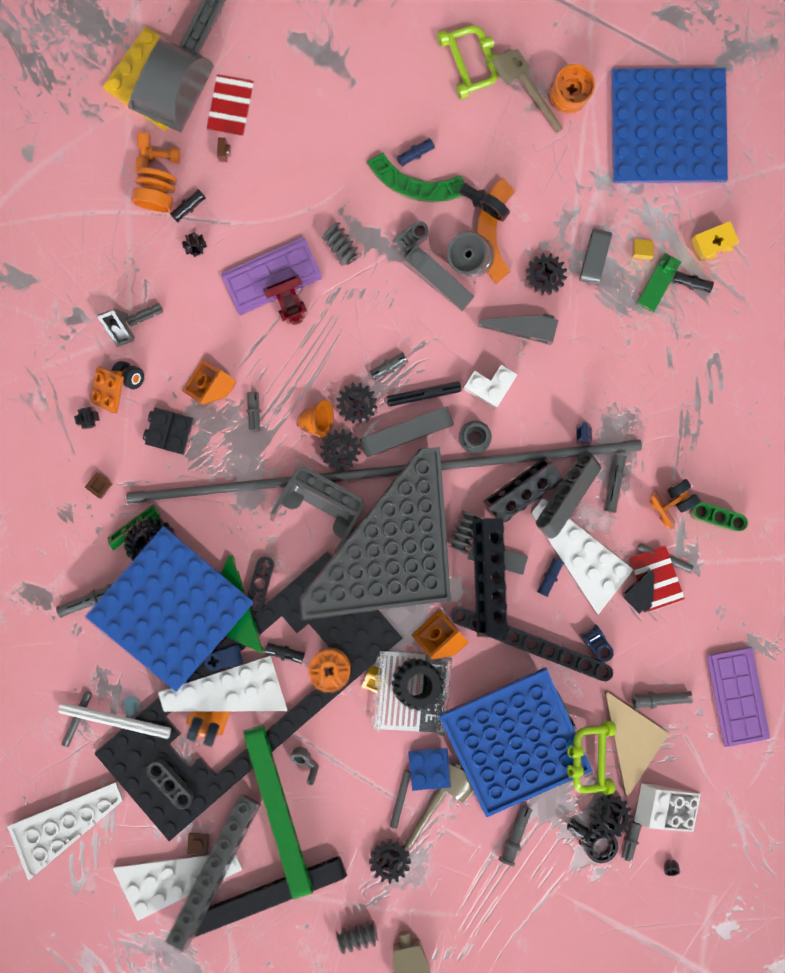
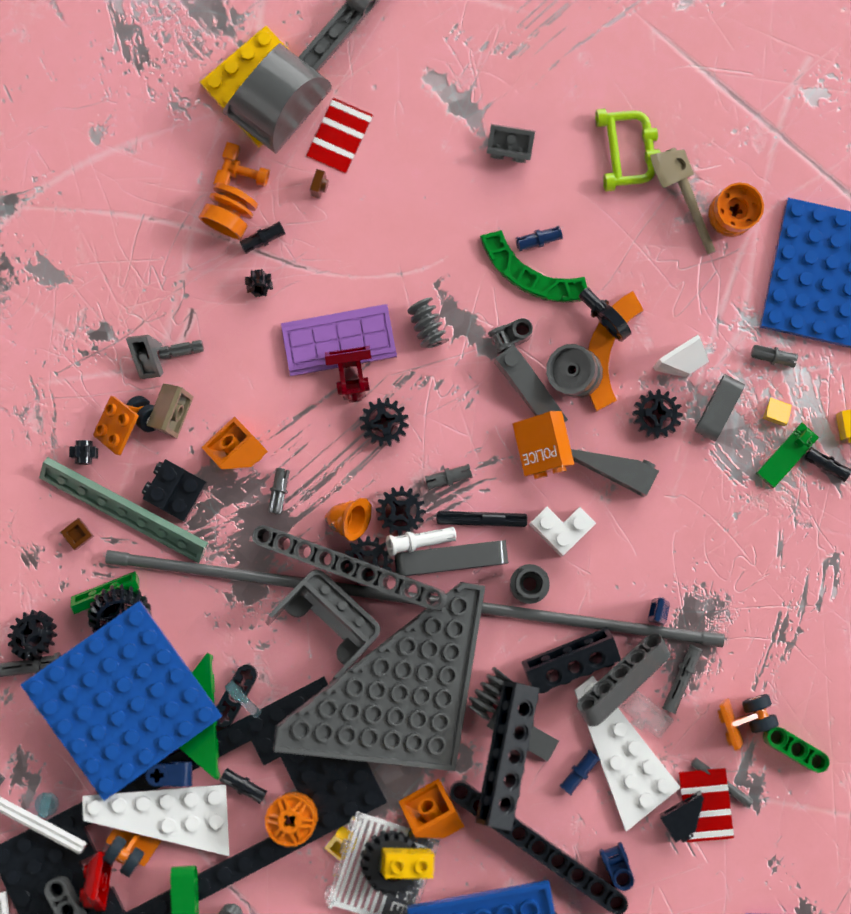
camera: 15 degrees right, 5 degrees down
(84, 575) = (31, 635): none -> black gear
(131, 457) = (123, 510): none -> sand green plate
(148, 366) = (170, 410): none -> dark tan slope
(187, 758) = (97, 882): none -> red slope
(262, 582) = (237, 693): none -> clear light blue bar
(317, 338) = (373, 424): none -> black gear
(317, 458) = (359, 569): none -> dark grey beam
(371, 426) = (411, 541): none -> white pin
(373, 77) = (510, 143): none -> dark grey bracket
(431, 681) = (407, 863): none -> yellow brick
(459, 321) = (543, 444): none -> orange brick
(557, 223) = (683, 359): none -> white slope
(630, 203) = (774, 355): none -> dark grey axle

